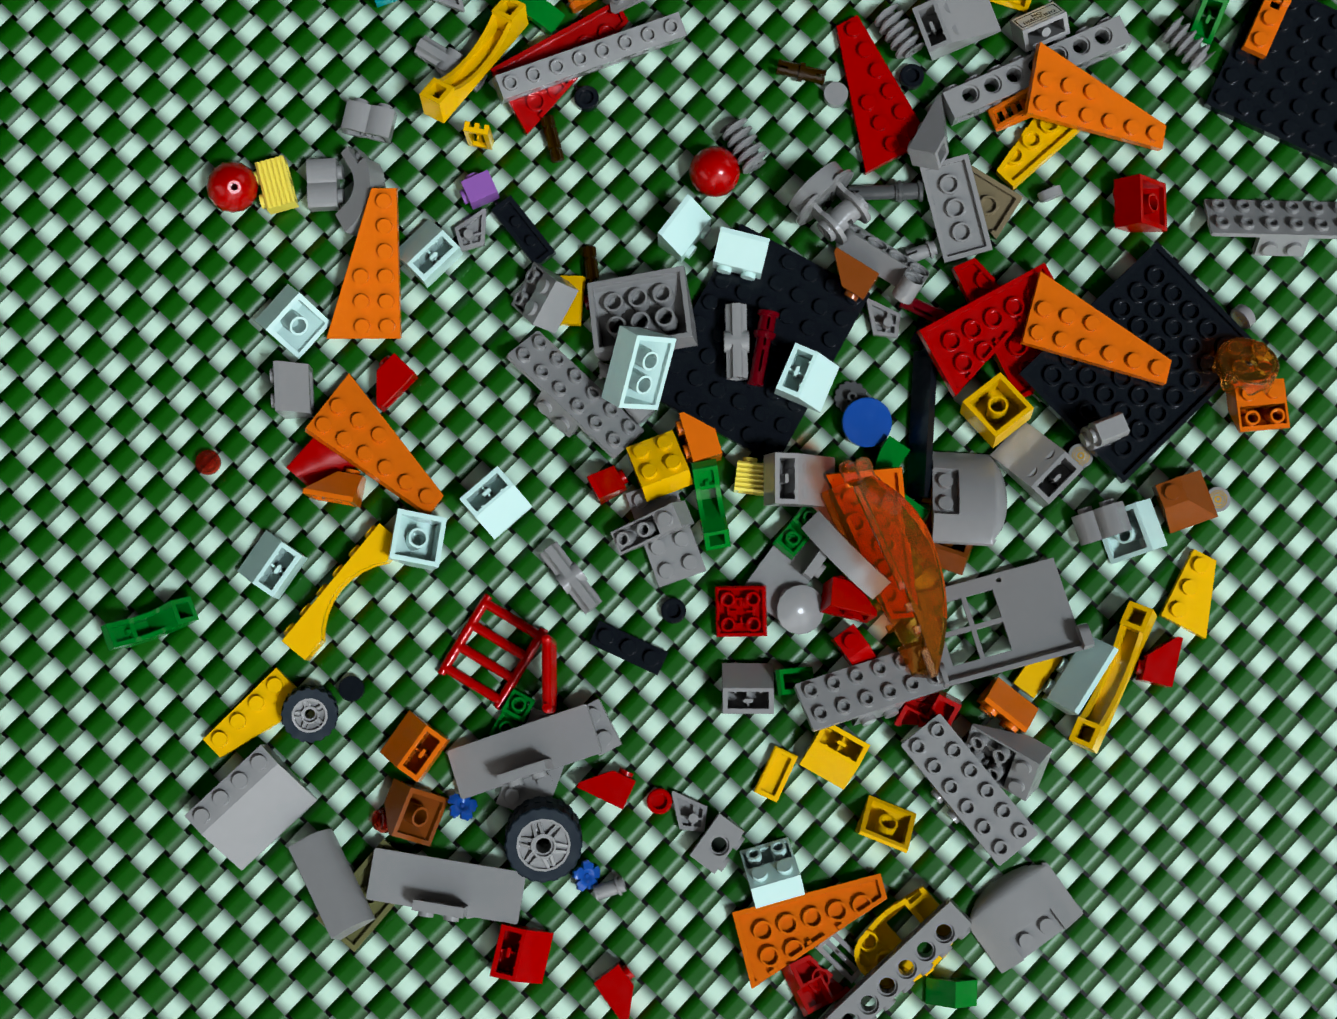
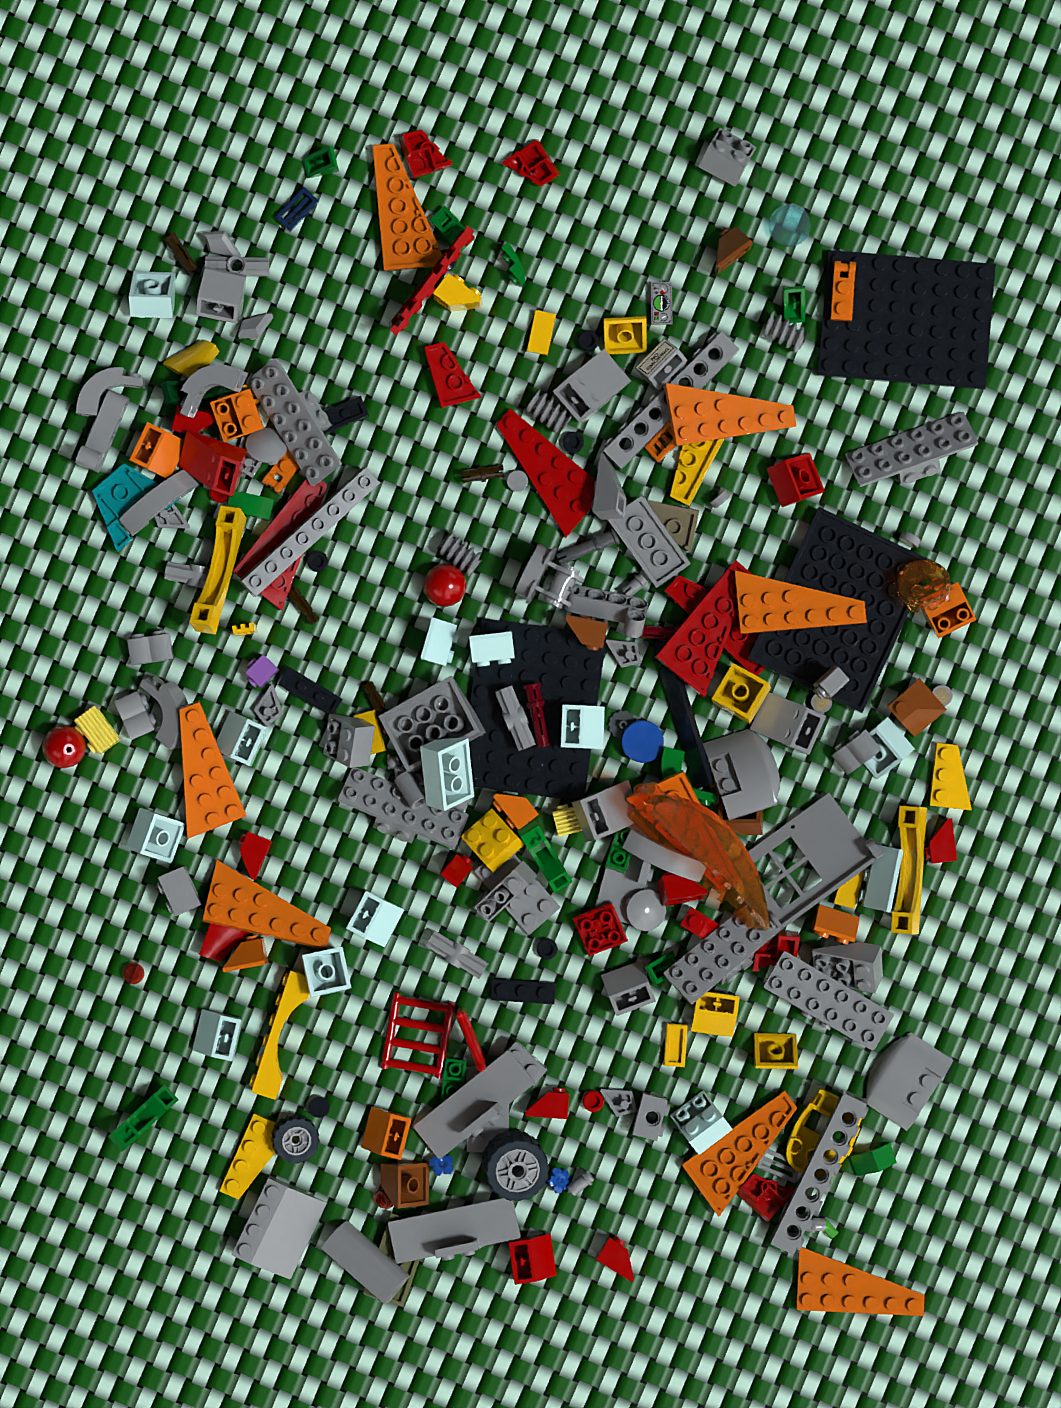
camera: 20 degrees left, 5 degrees up
(589, 368) = (406, 783): none -> light grey wheel

